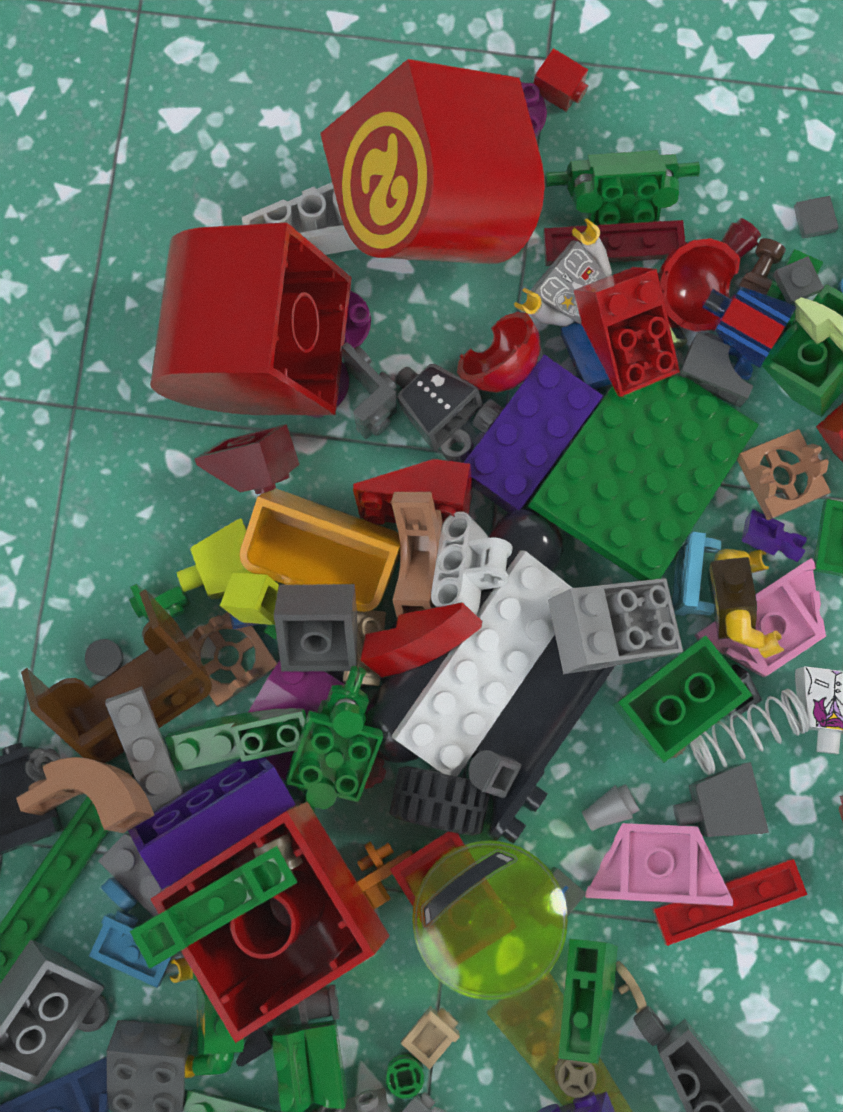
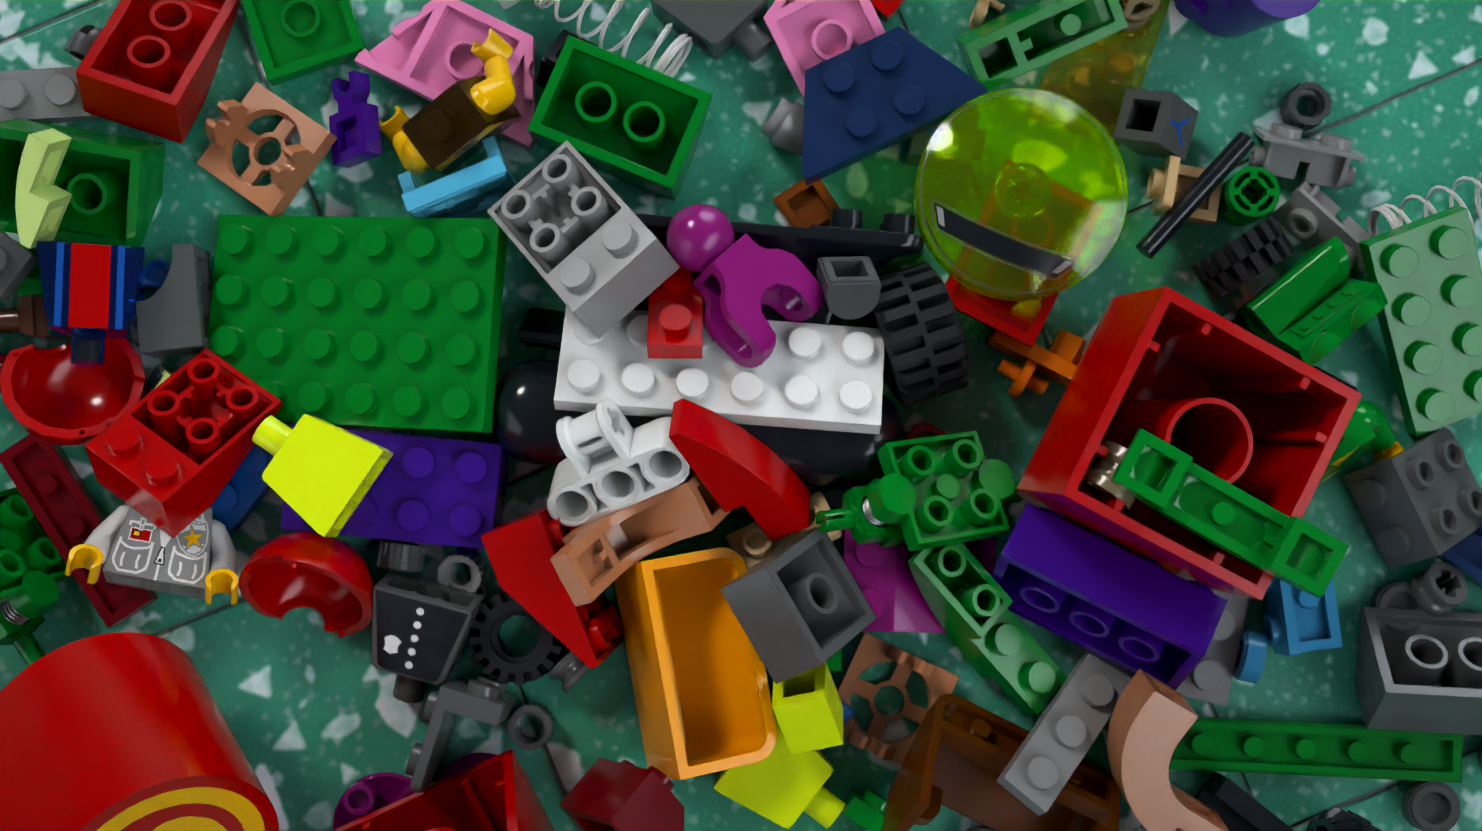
camera: 115 degrees left, 5 degrees up
(84, 1033) = (1450, 581): none -> dark grey bush
(345, 446) = (524, 741): none -> dark grey axle
(361, 473) = (569, 671): none -> dark grey bush
(366, 1044) = (1243, 258): none -> black tyre
(396, 437) = (496, 659): none -> black tyre
(425, 1039) = (1195, 195): none -> black bar
(485, 1041) = (1155, 123): none -> dark grey brick
(536, 657) = (676, 318): none -> red plate
(536, 705) = (739, 280): none -> magenta piece
(561, 786) = (806, 204): none -> dark orange tile
(564, 394) = (319, 469): none -> neon yellow torso
(579, 575) = (542, 328): none -> black slope
(603, 866) = (876, 100): none -> dark blue wing

